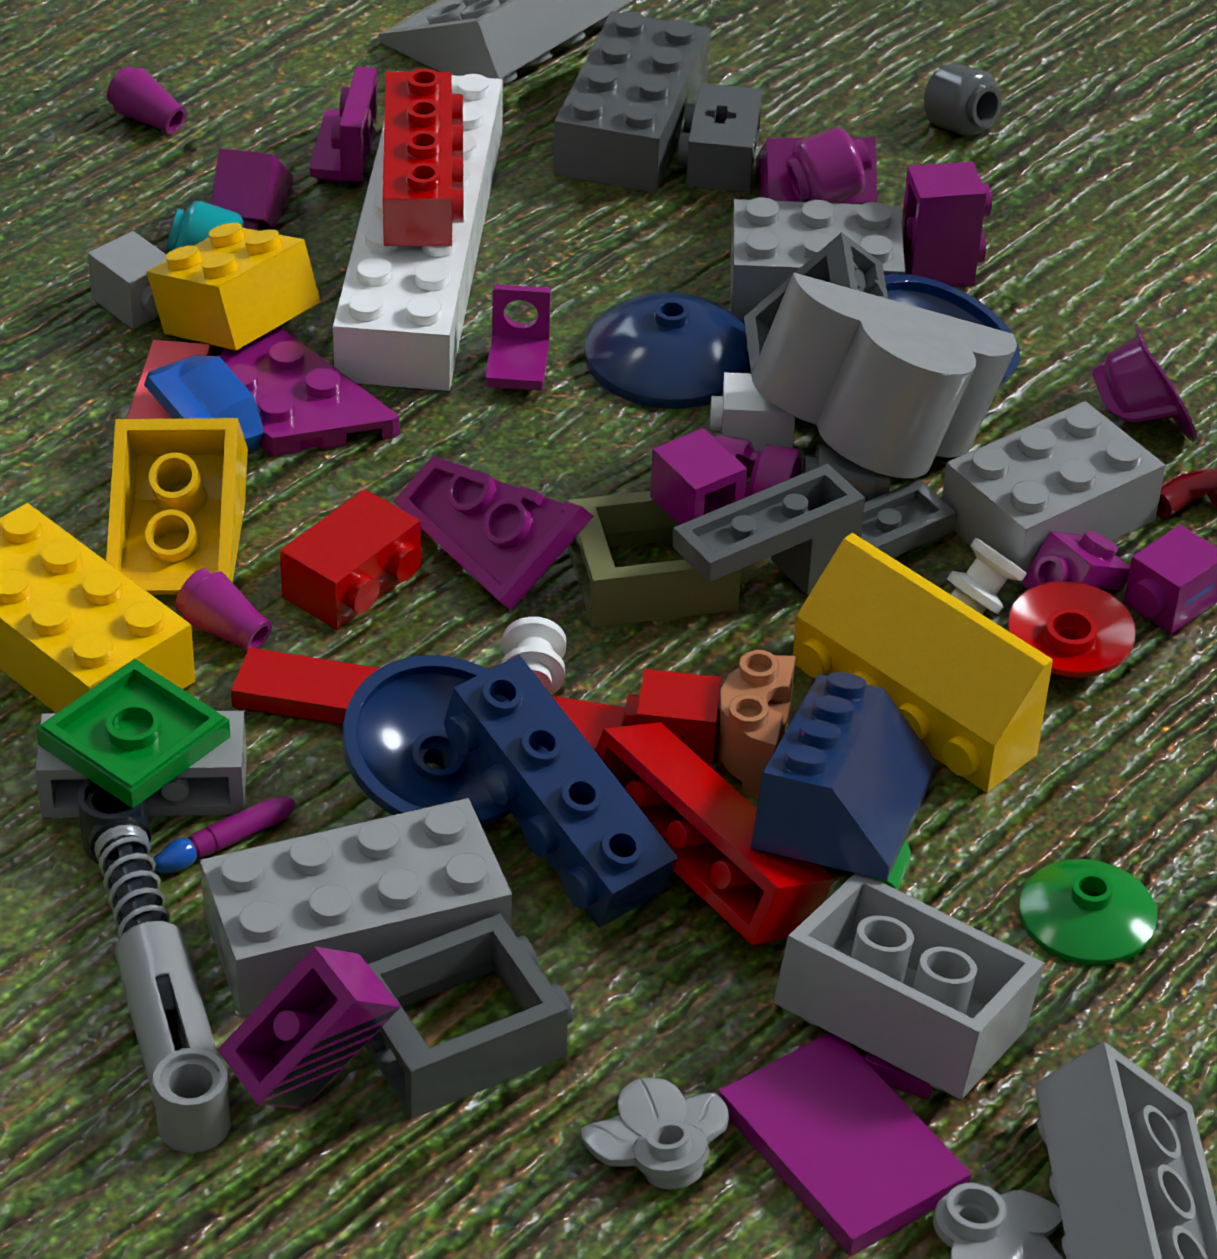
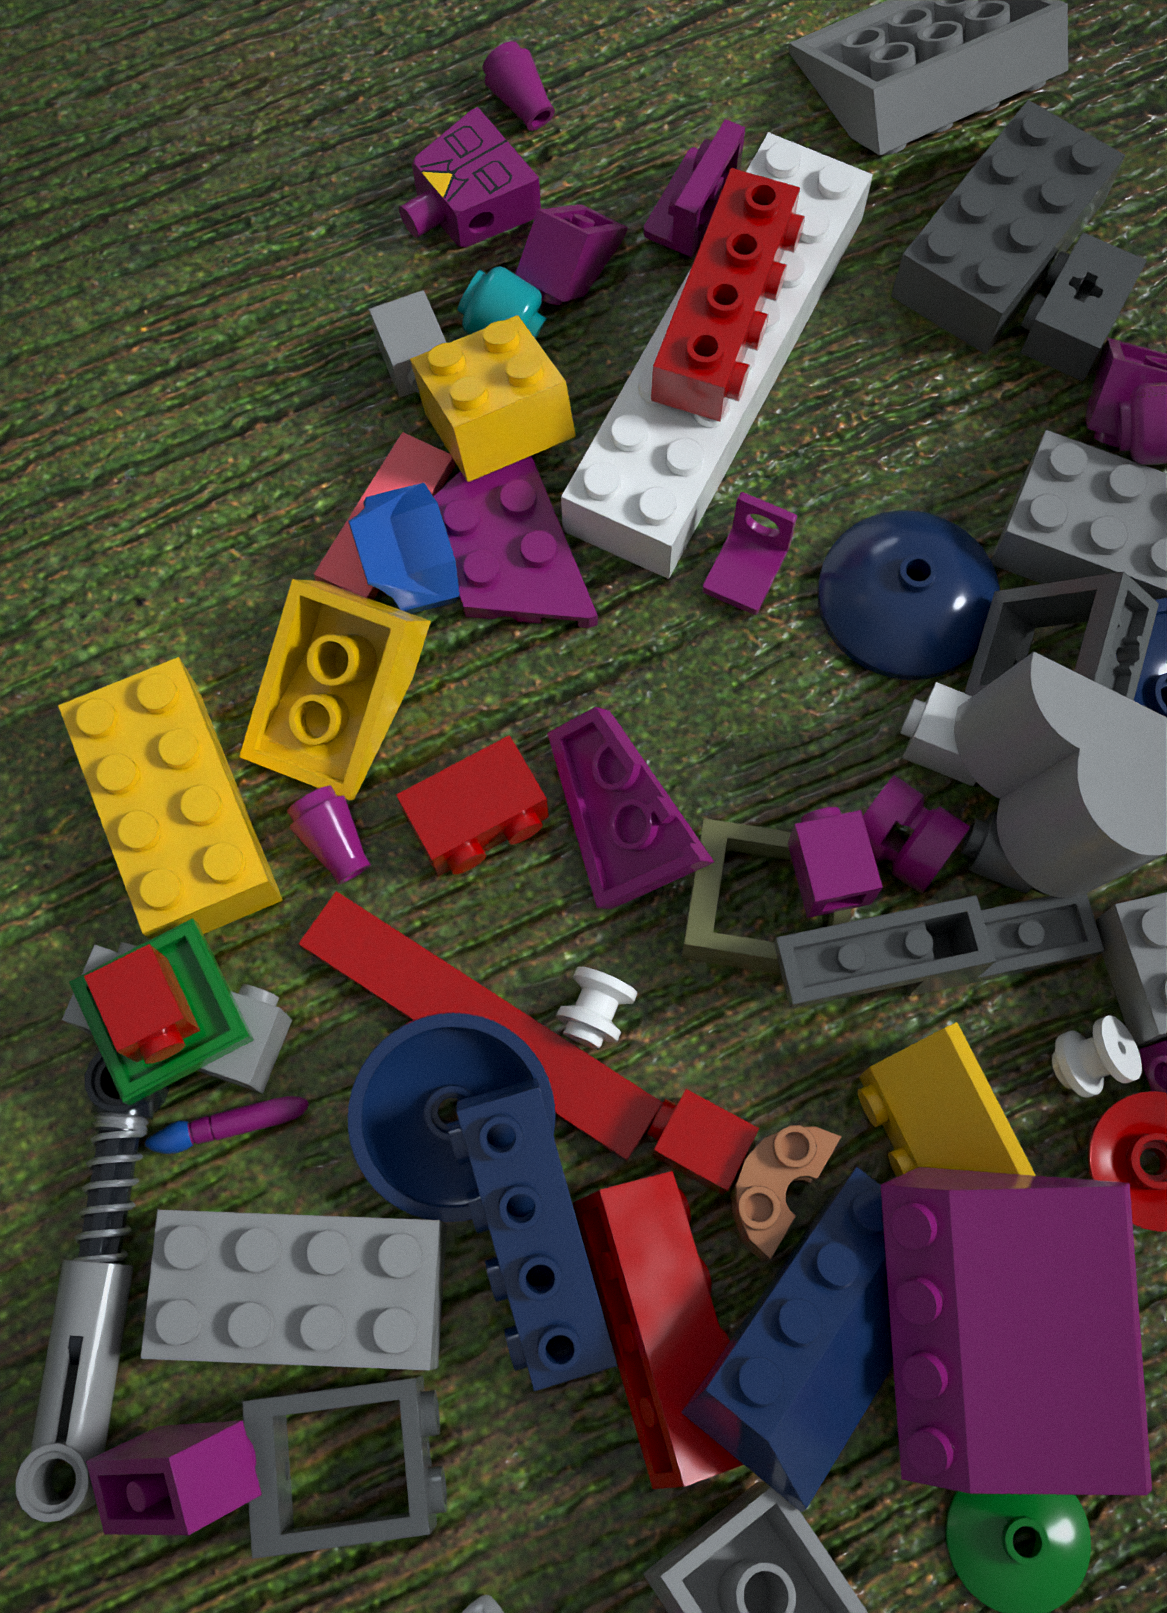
camera: 25 degrees right, 30 degrees up
(126, 698) = (143, 1005): none -> red brick
(138, 168) = (471, 184): none -> magenta torso
(1001, 710) = (1015, 1333): none -> magenta slope

